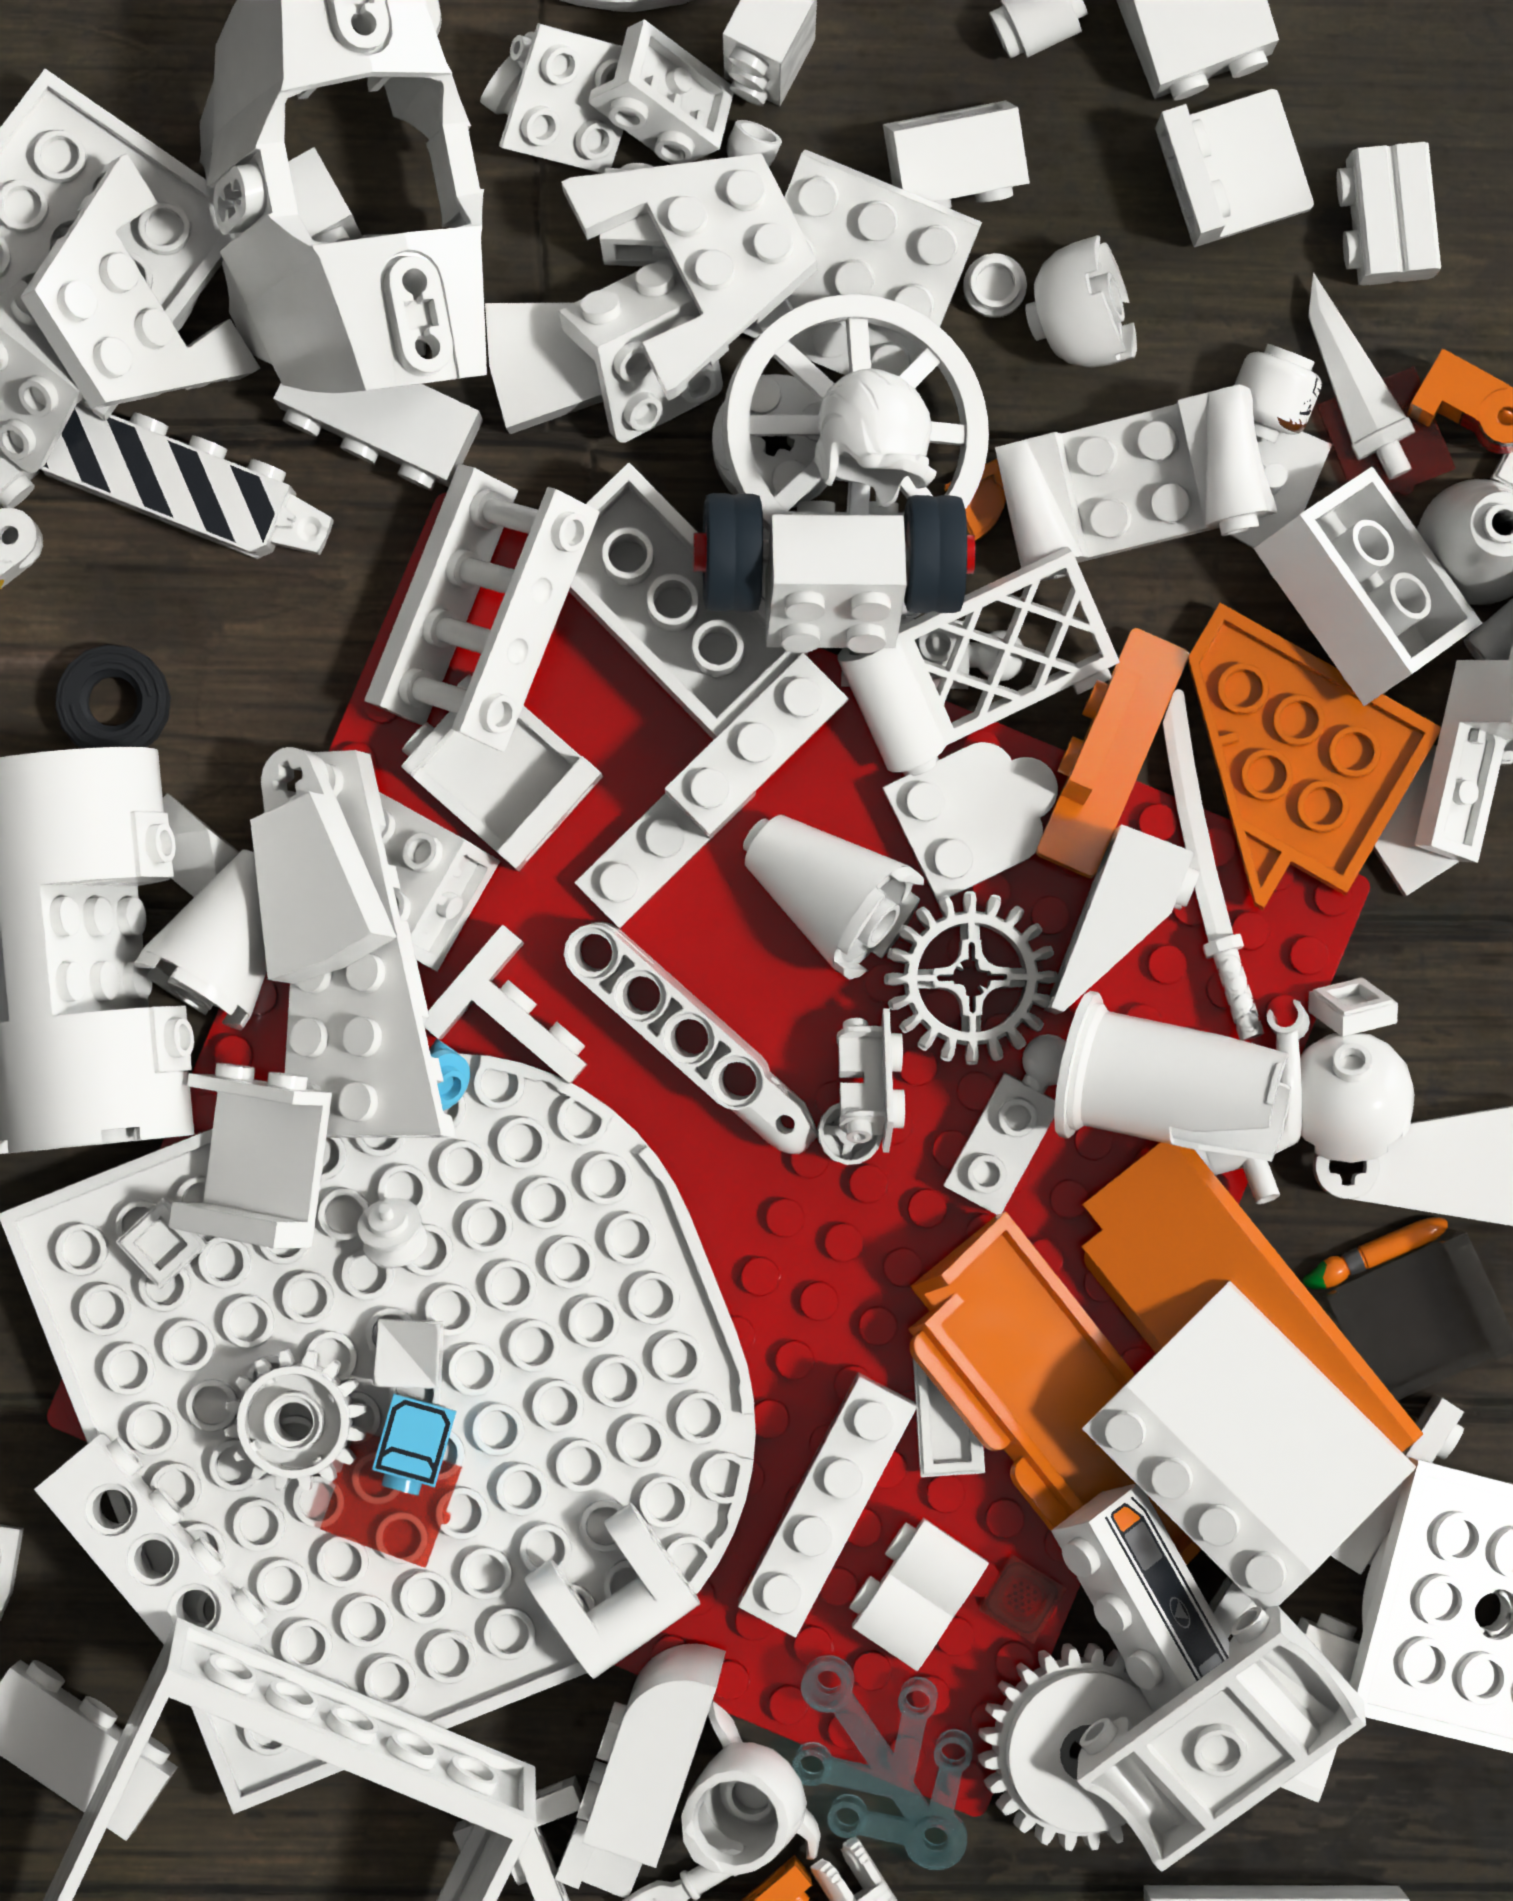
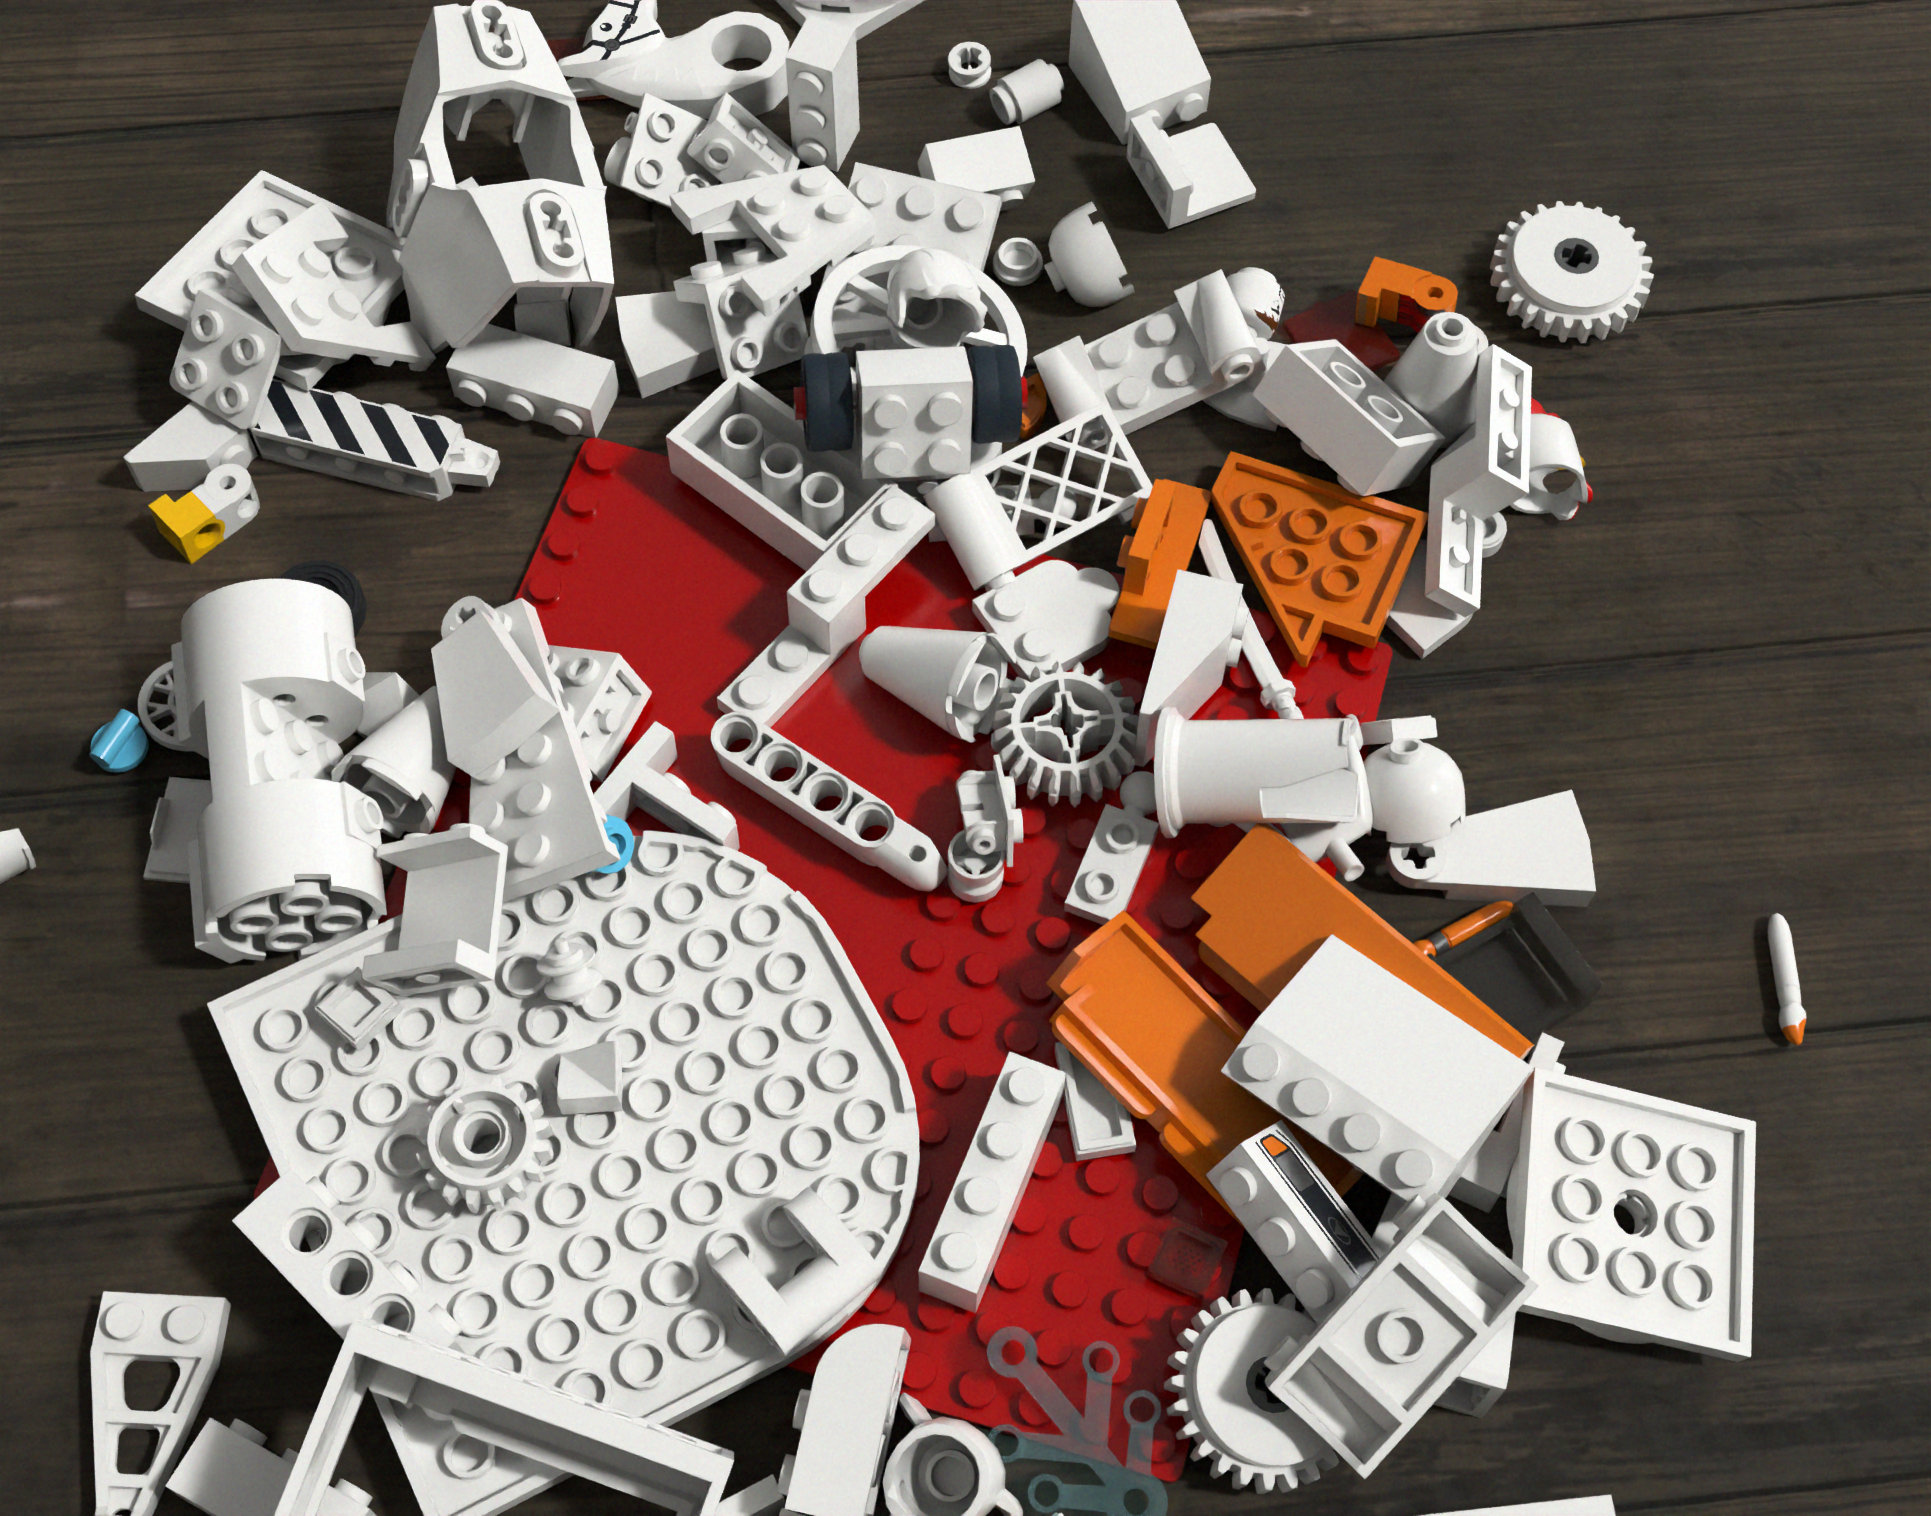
camera: 10 degrees left, 25 degrees down
(385, 1517) = (580, 1217): clear red piece -> none
(413, 1444) = (597, 1150): medium azure brick -> none
(444, 591) = (622, 484): white fence -> none
(506, 796) = (647, 618): white panel -> none
(918, 1592) = (1088, 1256): white brick -> none
(1364, 400) = (1317, 308): white bar -> none
(1390, 214) = (1316, 189): white brick -> none

